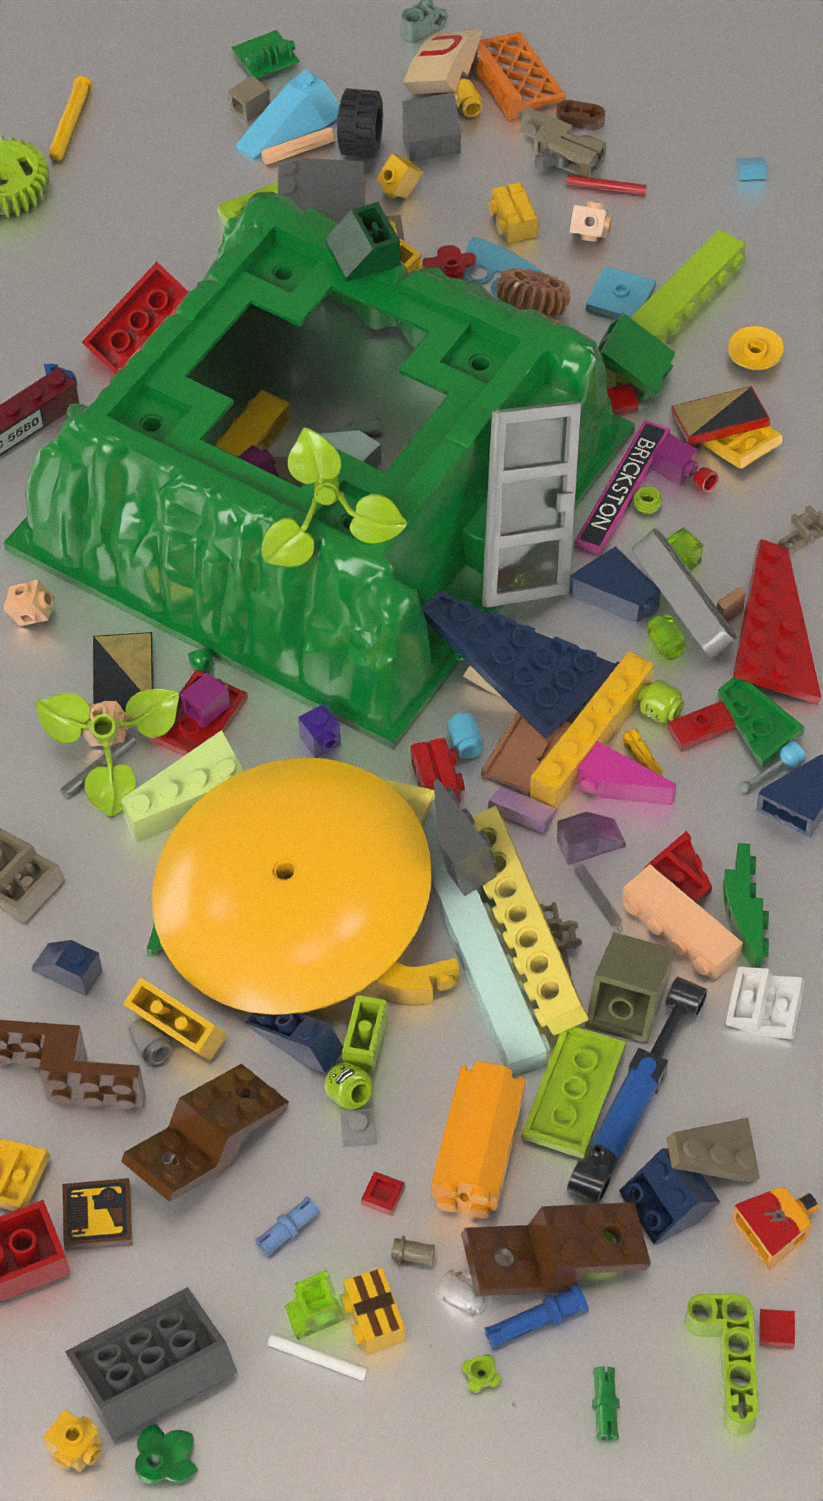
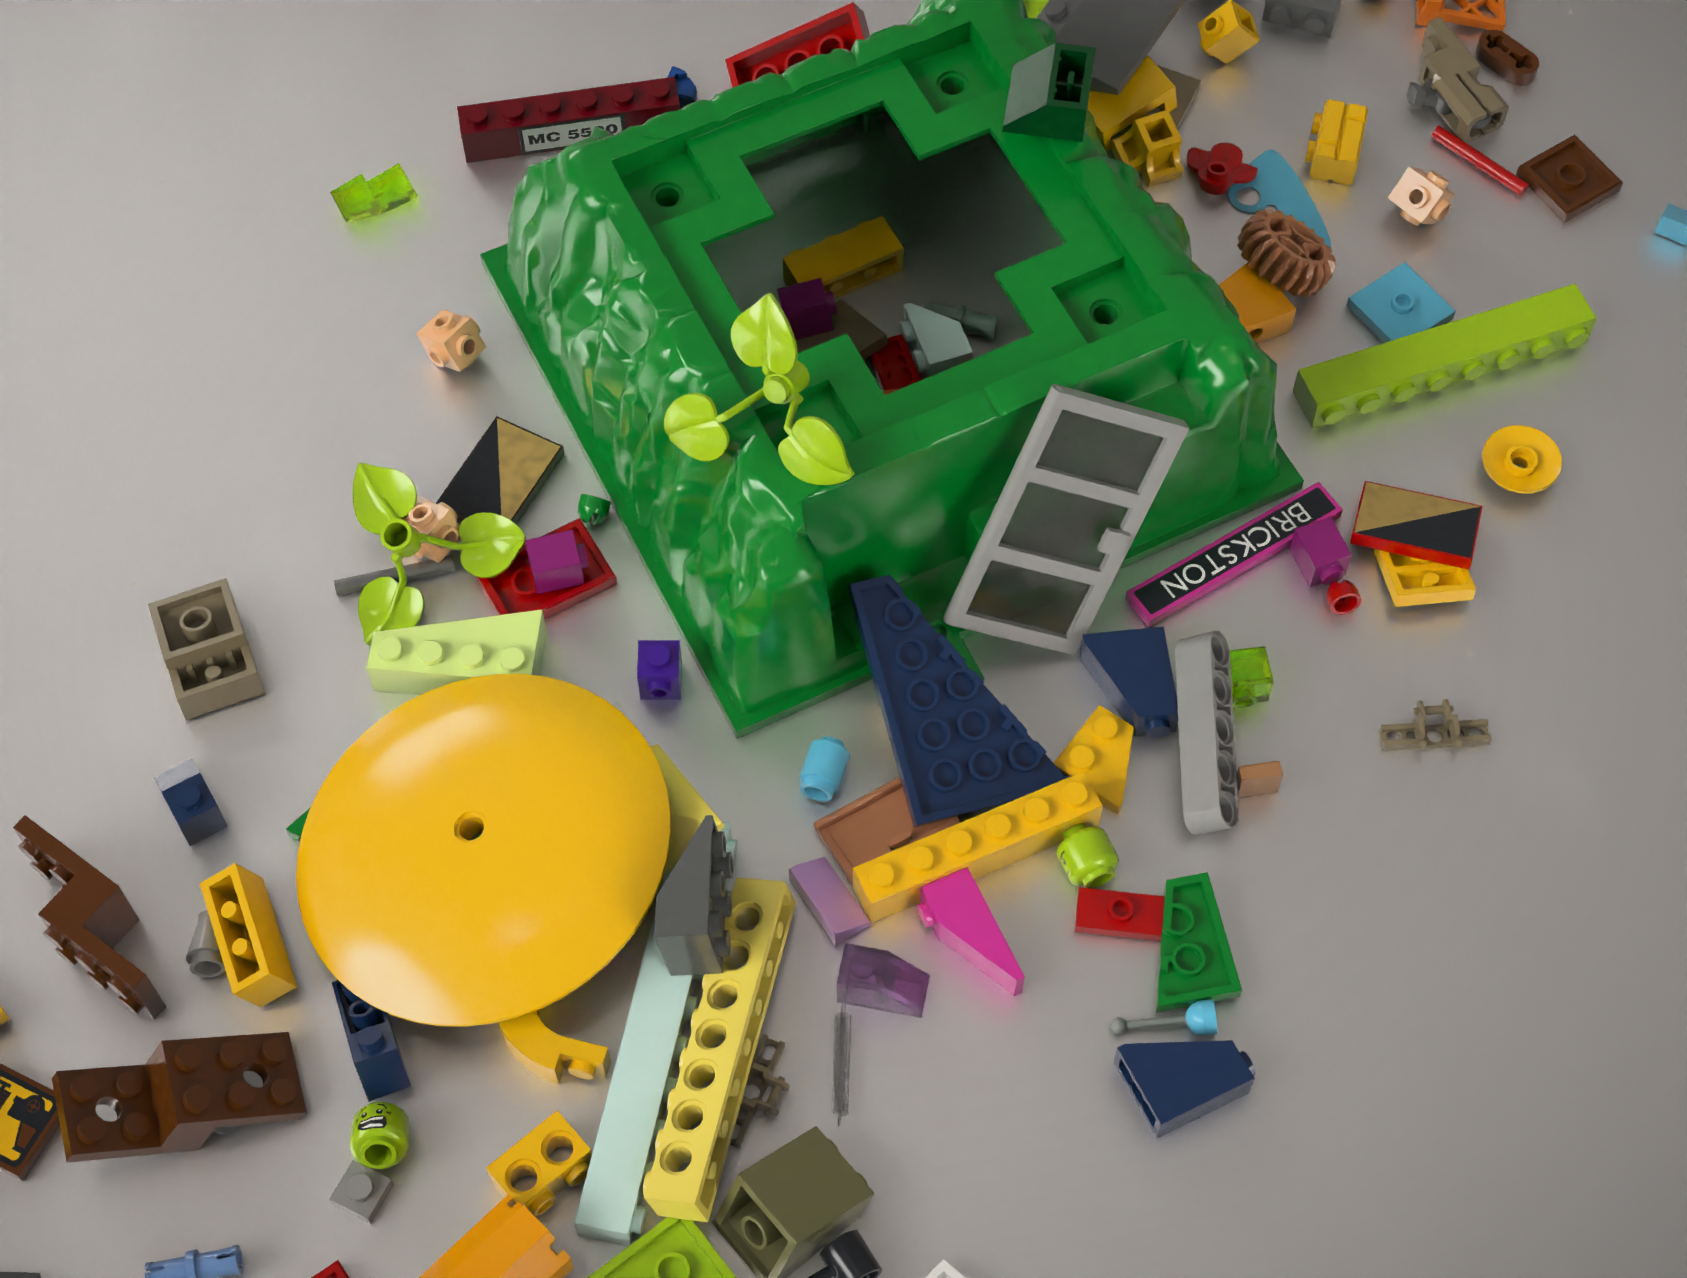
camera: 30 degrees right, 5 degrees up
(365, 1033) = (440, 1082): lime brick -> none
(434, 762) = (757, 796): red brick -> none
(458, 1048) = (532, 1158): none -> yellow brick
(622, 399) = (1309, 441): red tile -> none
(625, 634) = (1103, 754): none -> yellow wing
(636, 355) = (1354, 395): green panel -> none
(640, 751) = (1020, 912): yellow axle -> none
(649, 494) = (1253, 577): lime plate -> none
(666, 637) = (1152, 776): clear neon green brick -> none
(668, 170) = (1569, 178): none -> reddish brown tile
(681, 923) = (912, 1160): light nougat brick -> none
(683, 868) = (959, 1093): red wing -> none
(743, 908) = (998, 1197): green slope -> none
(773, 631) = (1286, 850): red wing -> none

